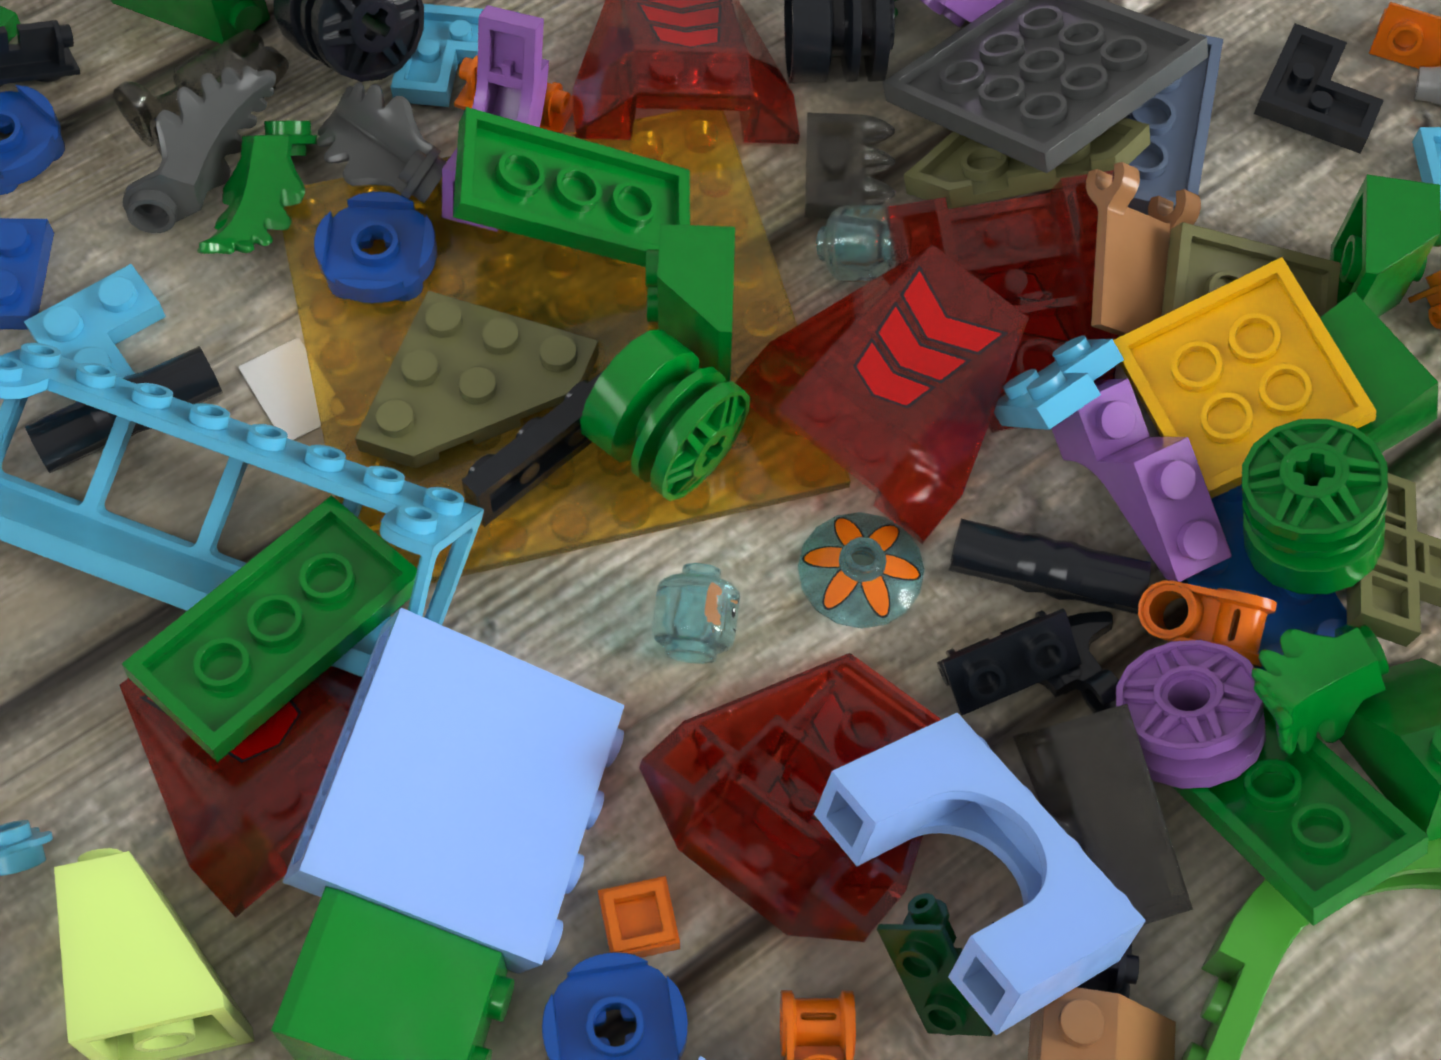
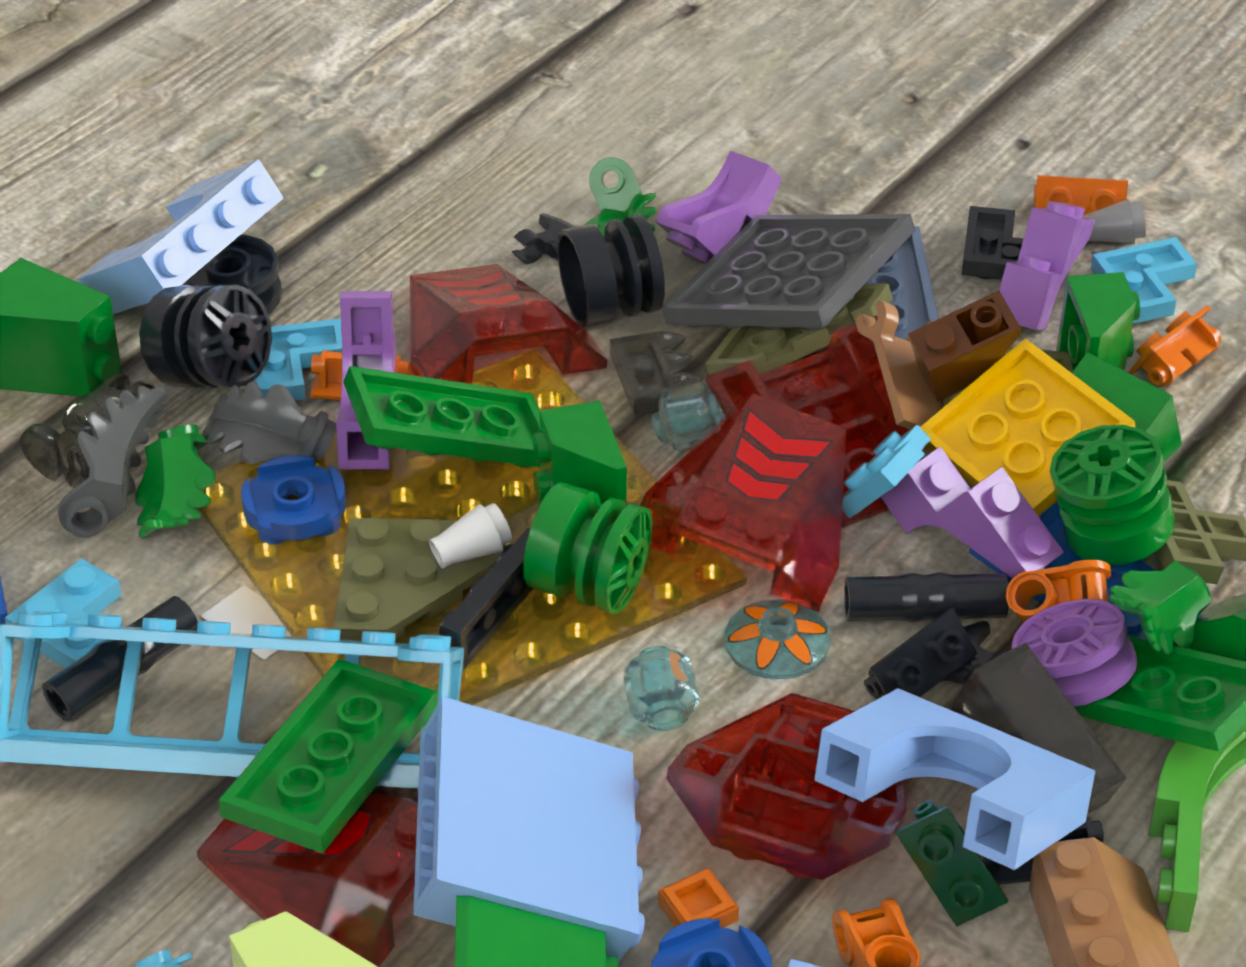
camera: 15 degrees left, 20 degrees down
(539, 364) = (472, 536): none -> white cone
(1205, 246) = (964, 344): none -> reddish brown slope
(1362, 118) = (1047, 253): none -> medium lavender arch

